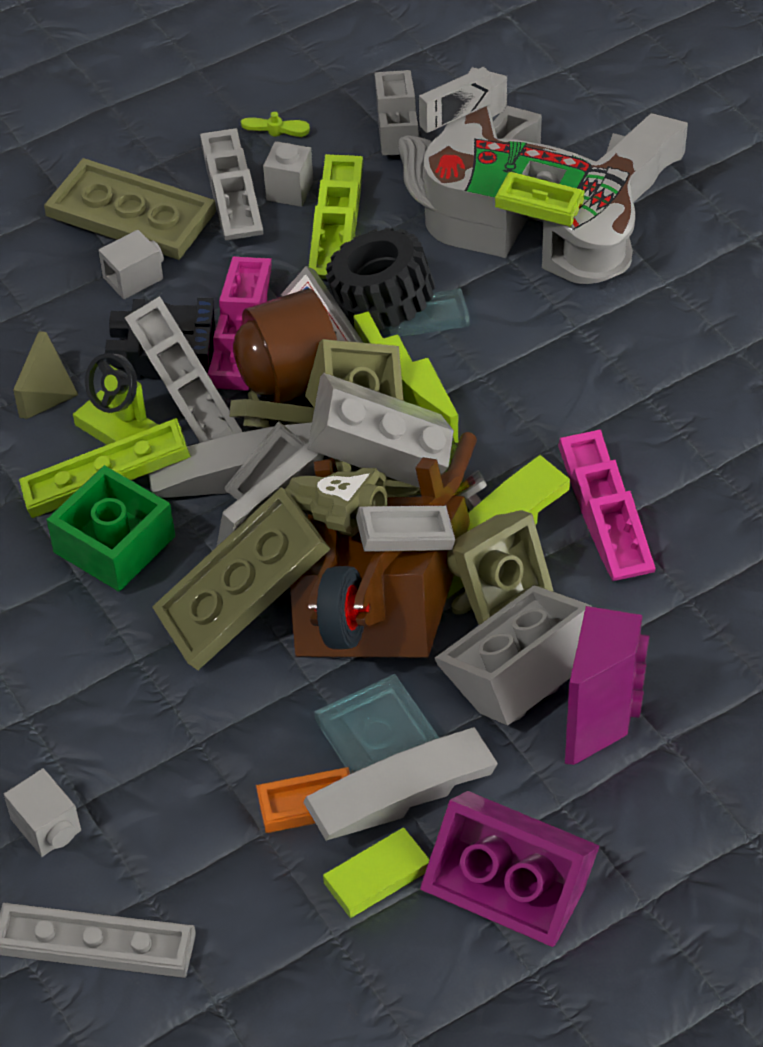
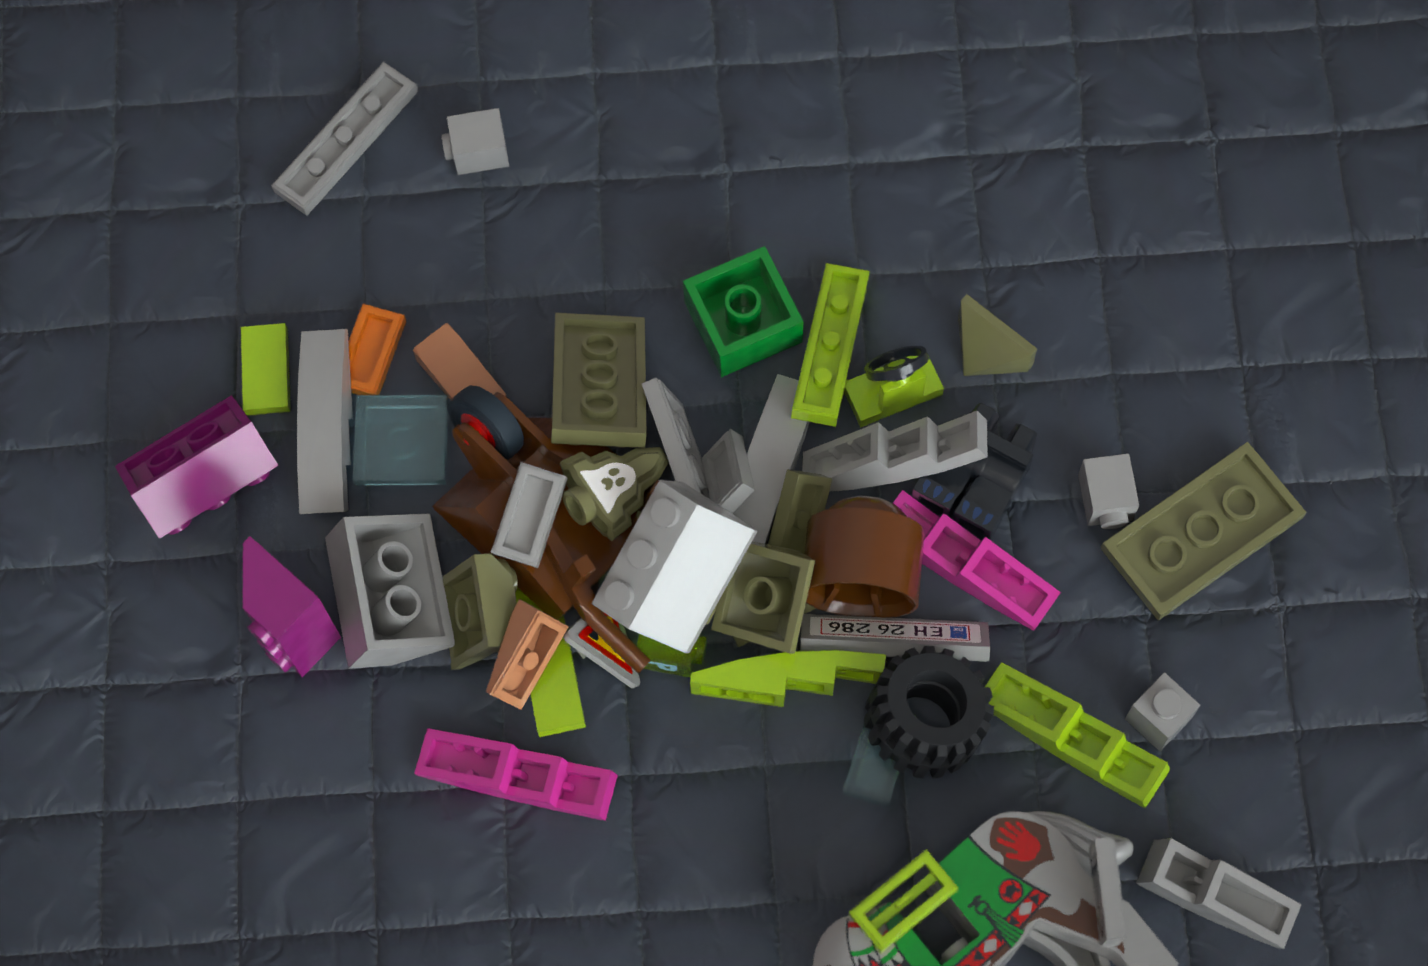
camera: 120 degrees right, 20 degrees up
(231, 184) = (1186, 651): light grey slope -> none
(276, 126) = (1271, 751): lime piece -> none
(286, 719) = (453, 363): none -> nougat slope
(499, 498) = (524, 653): none -> nougat slope

